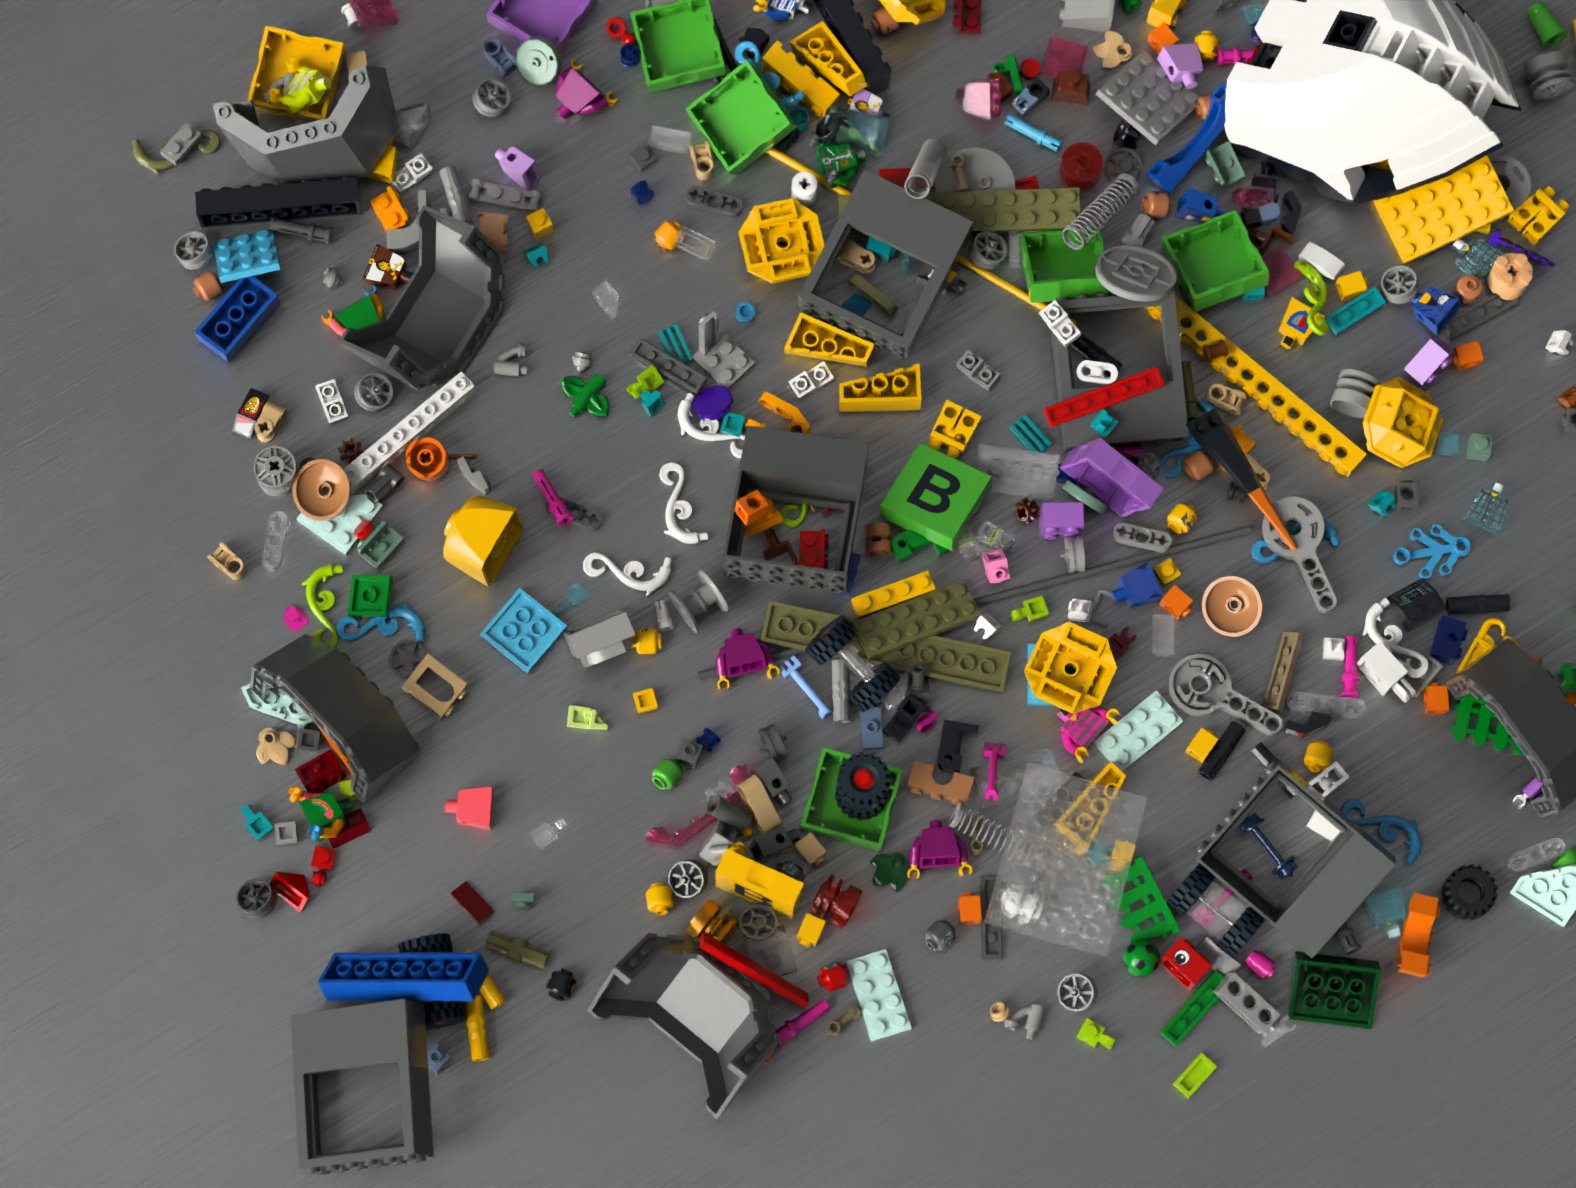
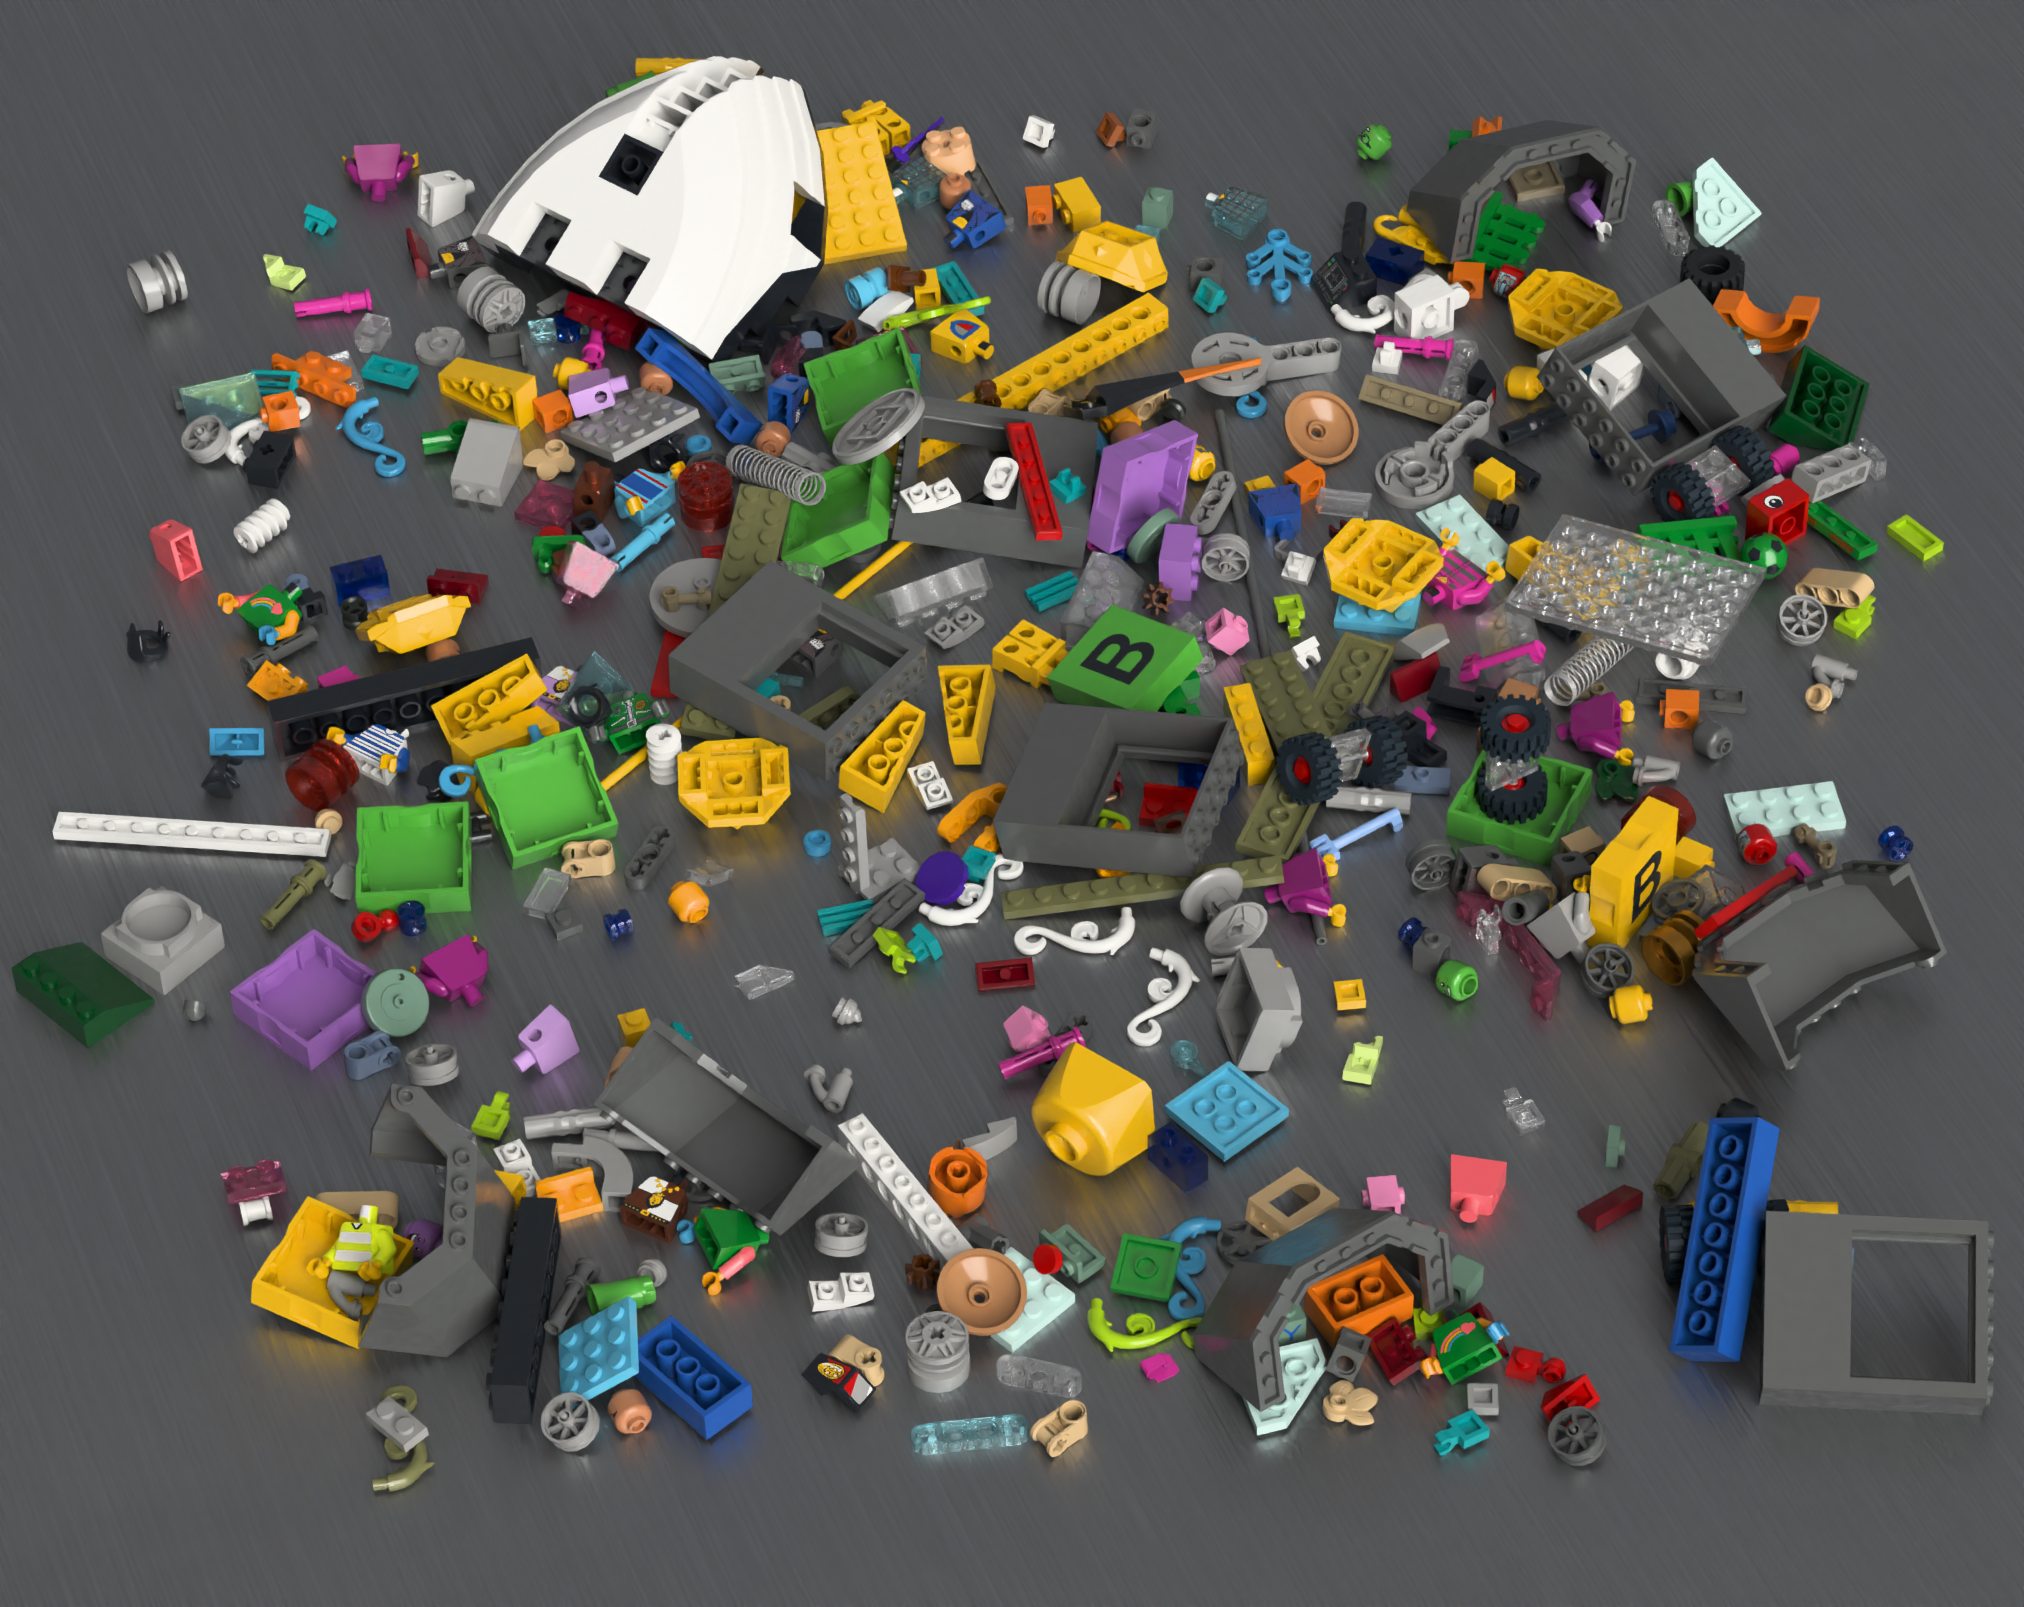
camera: 75 degrees left, 30 degrees down
(217, 505) = (969, 1430): none -> clear light blue beam
(303, 260) = (603, 1295): none -> bright green plant
(387, 808) = (1466, 1279): none -> sand green brick
(452, 147) = (492, 1119): none -> lime plate
(455, 746) = (1383, 1194): none -> bright pink brick
(472, 603) = (1178, 1157): none -> clear blue brick
(504, 196) = (582, 1071): light grey plate -> none
(573, 484) = (1026, 1029): none -> bright pink brick
(586, 395) = (902, 1013): green plant -> none
(636, 461) = (1004, 974): none -> dark red slope
(718, 523) = (1128, 889): none -> olive plate
(749, 514) = (1119, 803): orange brick -> none
(850, 1079) = (1895, 843): none -> clear blue wheel
(908, 897) = (1654, 770): none -> light grey plant
(918, 173) = (706, 607): light grey piece -> none
(974, 711) = (1414, 678): none -> dark red slope
(1003, 711) = (1421, 642): none -> light grey slope
(1011, 347) = (934, 591): none -> clear slope
(1079, 121) = (645, 493): none -> torso
(1115, 1014) = (1836, 587): none -> tan beam
(1147, 152) = (697, 444): none -> dark azure tile
(1163, 755) = (1502, 514): none -> black wheel
(1340, 242) = (866, 289): none -> medium azure wheel
(1348, 264) = (901, 278): none -> reddish brown bracket
(1399, 284) = (935, 245): light grey wheel -> none
(1408, 758) = (1559, 307): none -> yellow piece
(1430, 360) = (1043, 222): brick -> none
(1438, 732) = (1506, 280): none -> head
(1473, 384) = (1076, 204): none -> yellow brick

